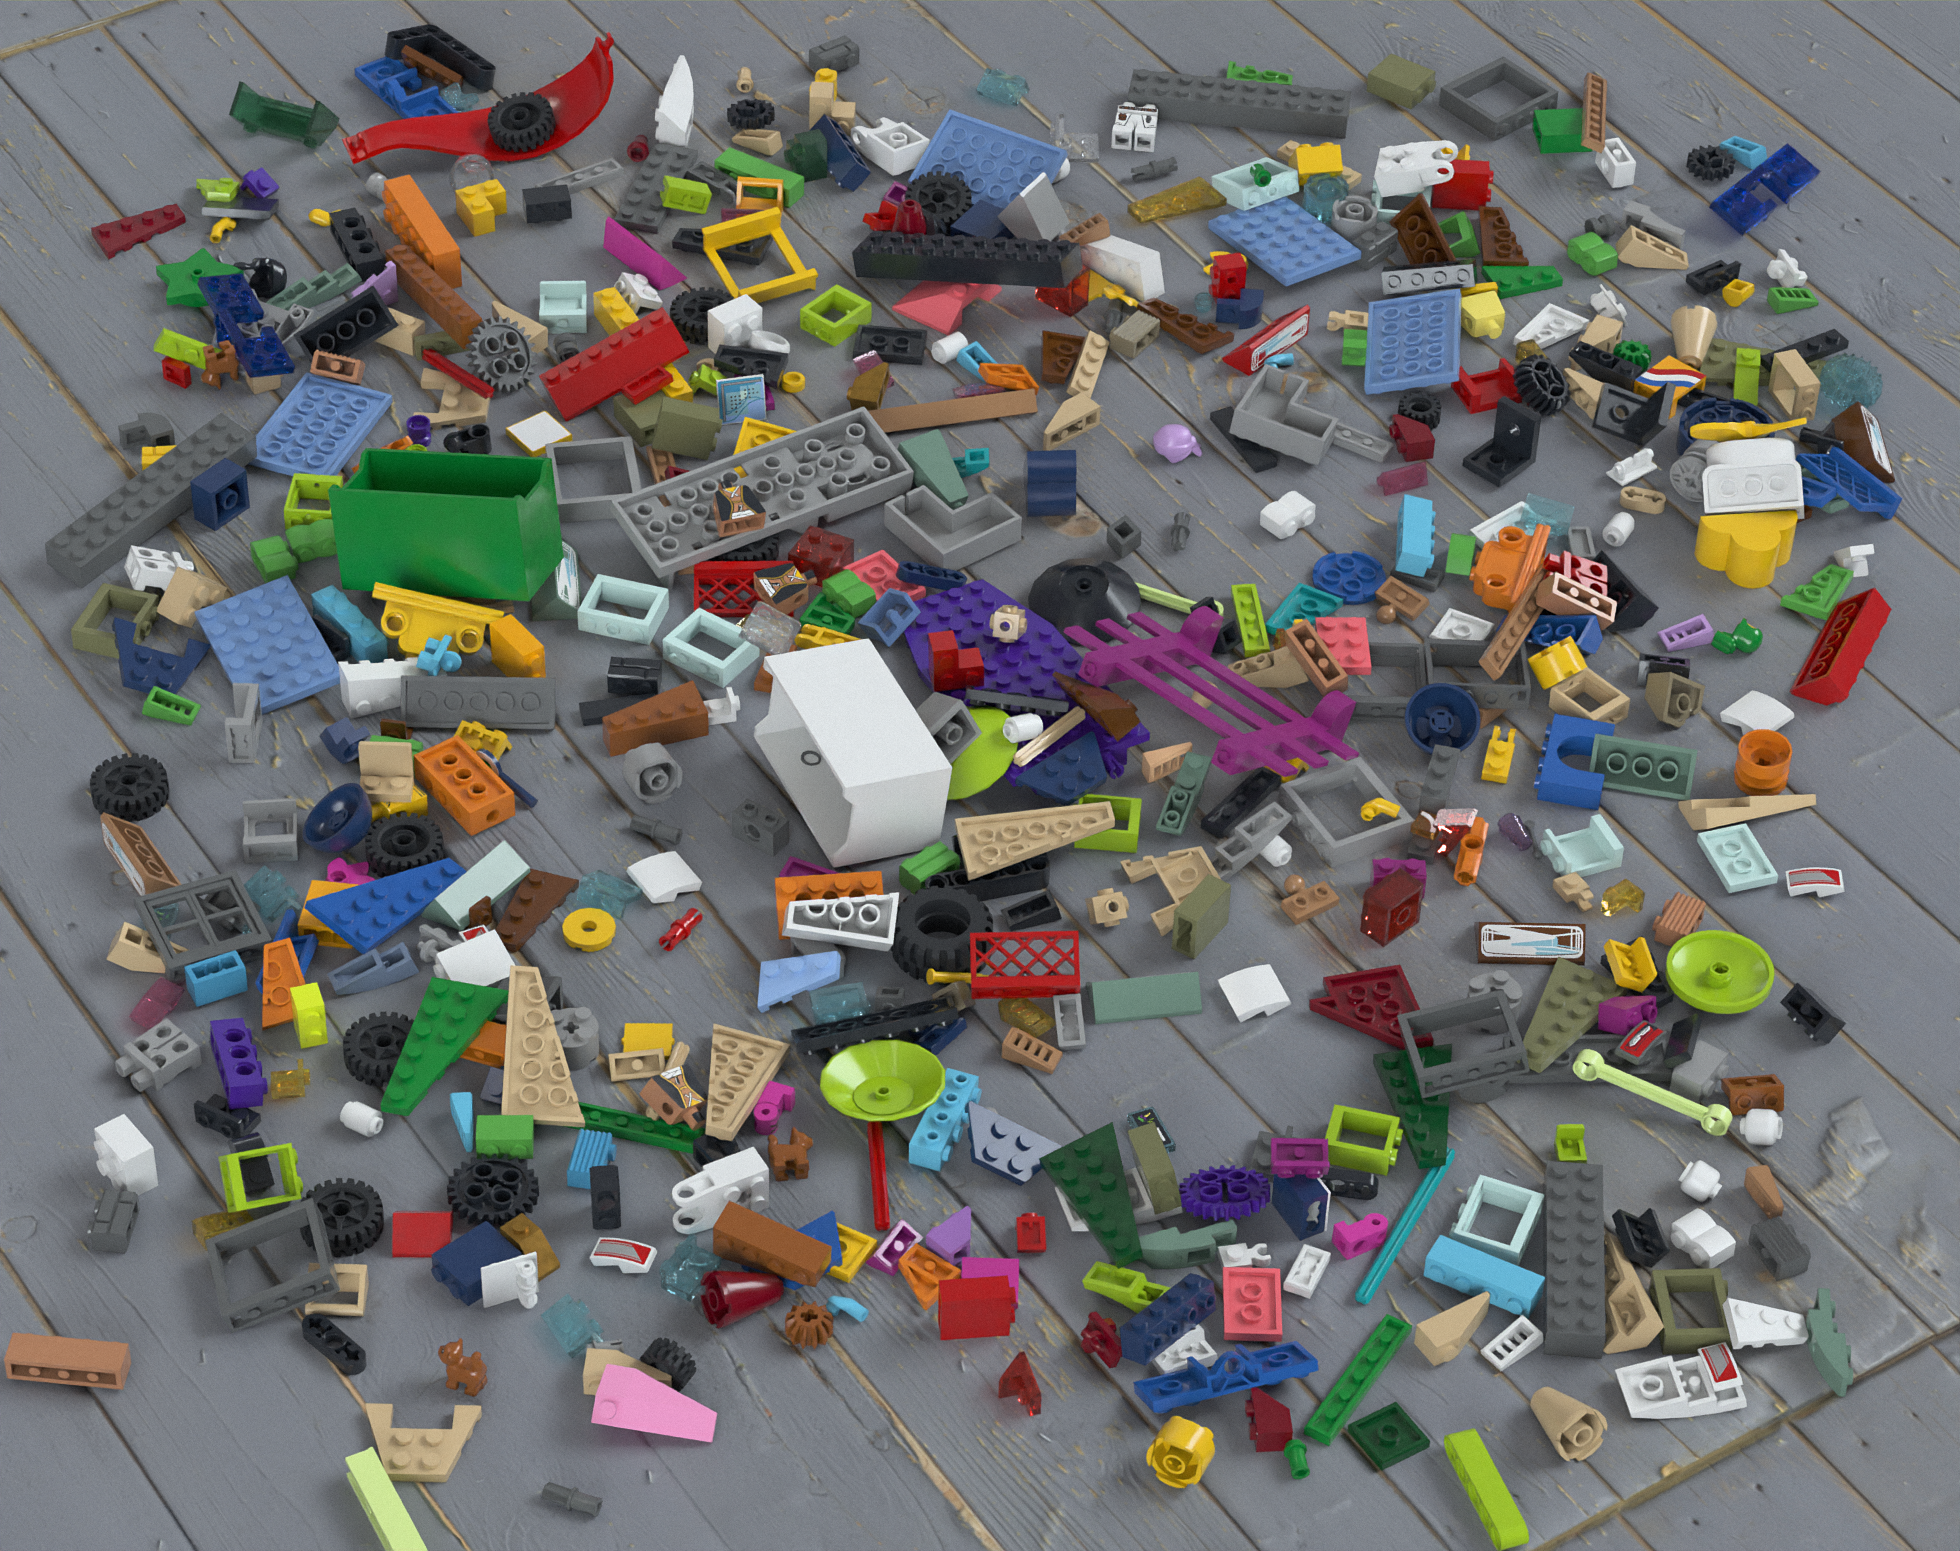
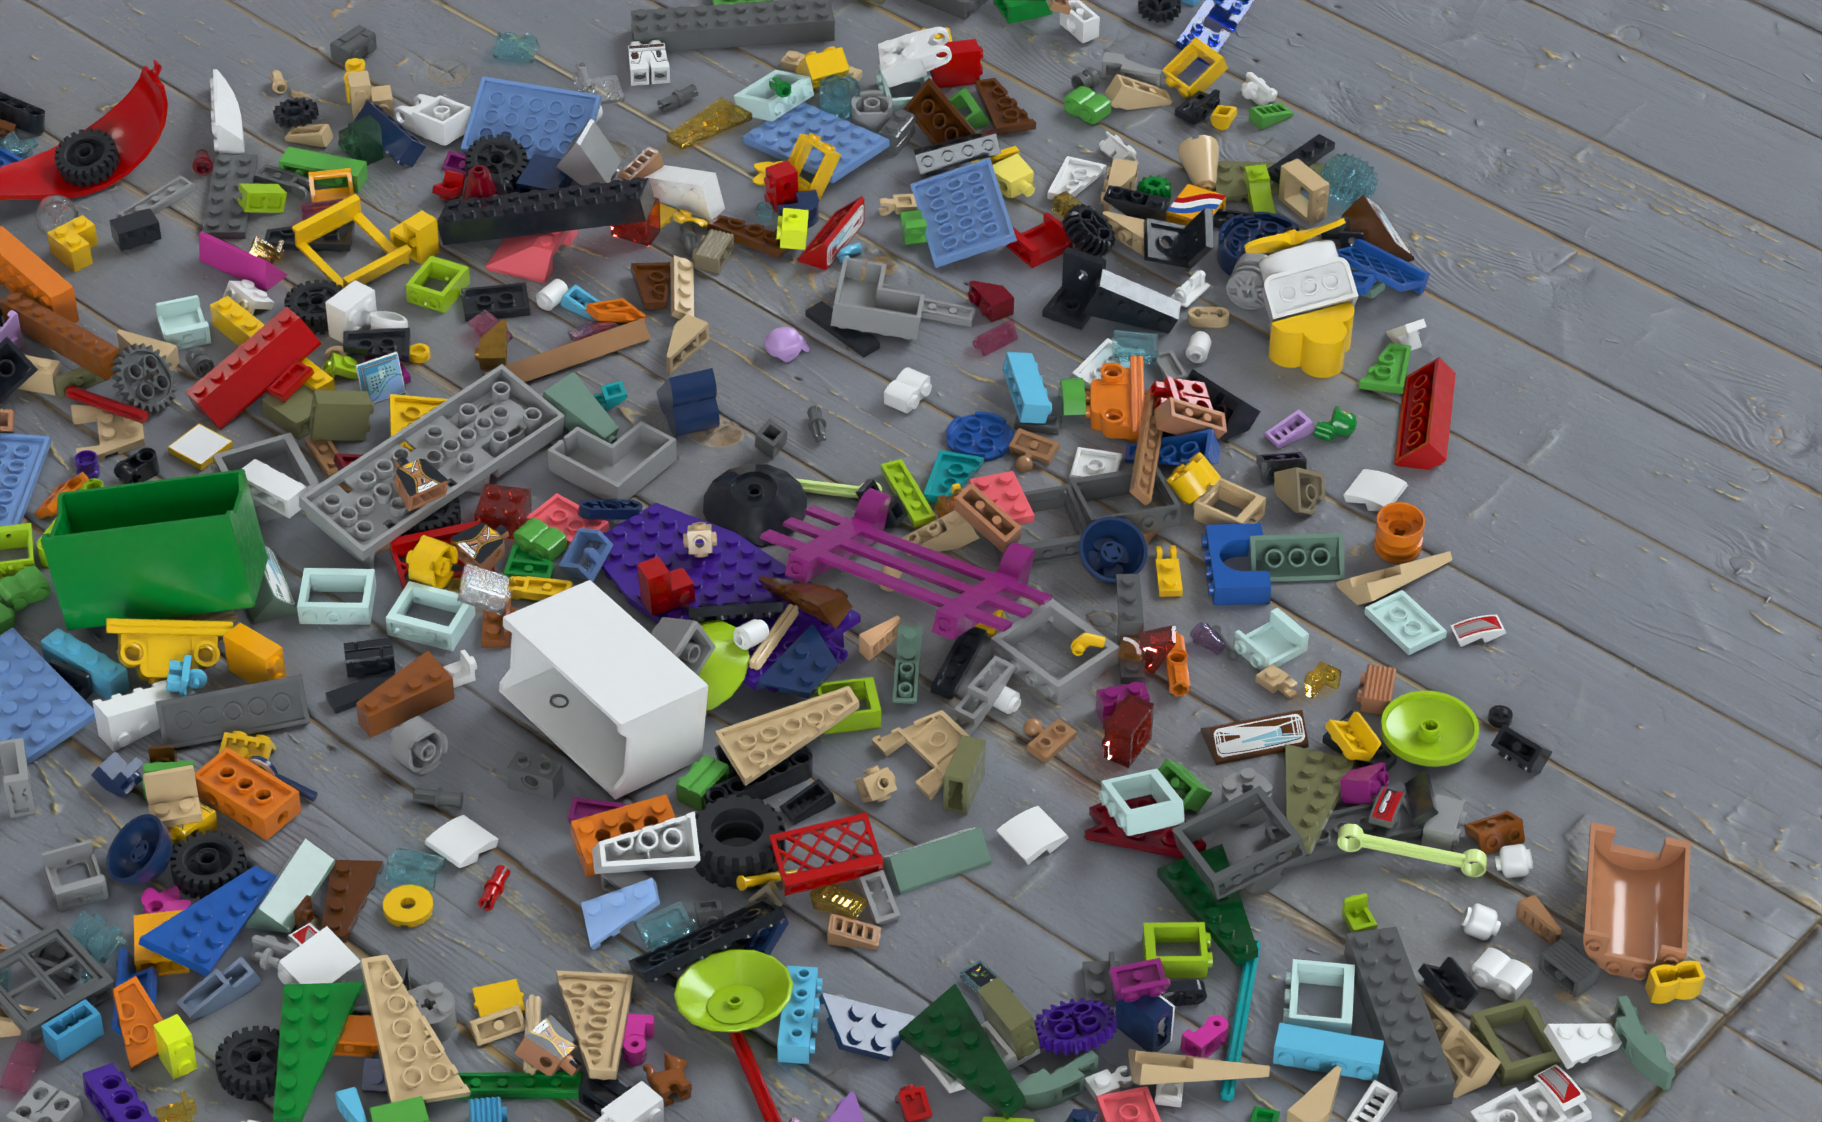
camera: 15 degrees left, 0 degrees up
(589, 486) = (274, 488): none -> white brick
(671, 249) = (266, 250): none -> clear yellow bracket
(727, 593) = (432, 562): none -> yellow brick
(831, 261) = (419, 234): none -> yellow brick
(1224, 325) = (793, 228): none -> neon yellow brick
(1280, 268) = (800, 154): none -> yellow window
(1303, 1254) = (1171, 1068): none -> tan wedge
(1375, 998) = (1166, 813): none -> light aqua window
(1421, 408) = (989, 271): black tyre -> none
(1429, 975) = (1186, 785): none -> bright green brick
(1522, 279) = (1034, 139): green wing -> none
(1558, 469) = (1130, 303): none -> black wedge
(1714, 223) = (1185, 58): none -> yellow window
(1805, 975) = (1500, 715): none -> black tile
(1870, 1197) = (1635, 904): none -> nougat cylinder
(1889, 1287) = (1671, 982): none -> yellow brick

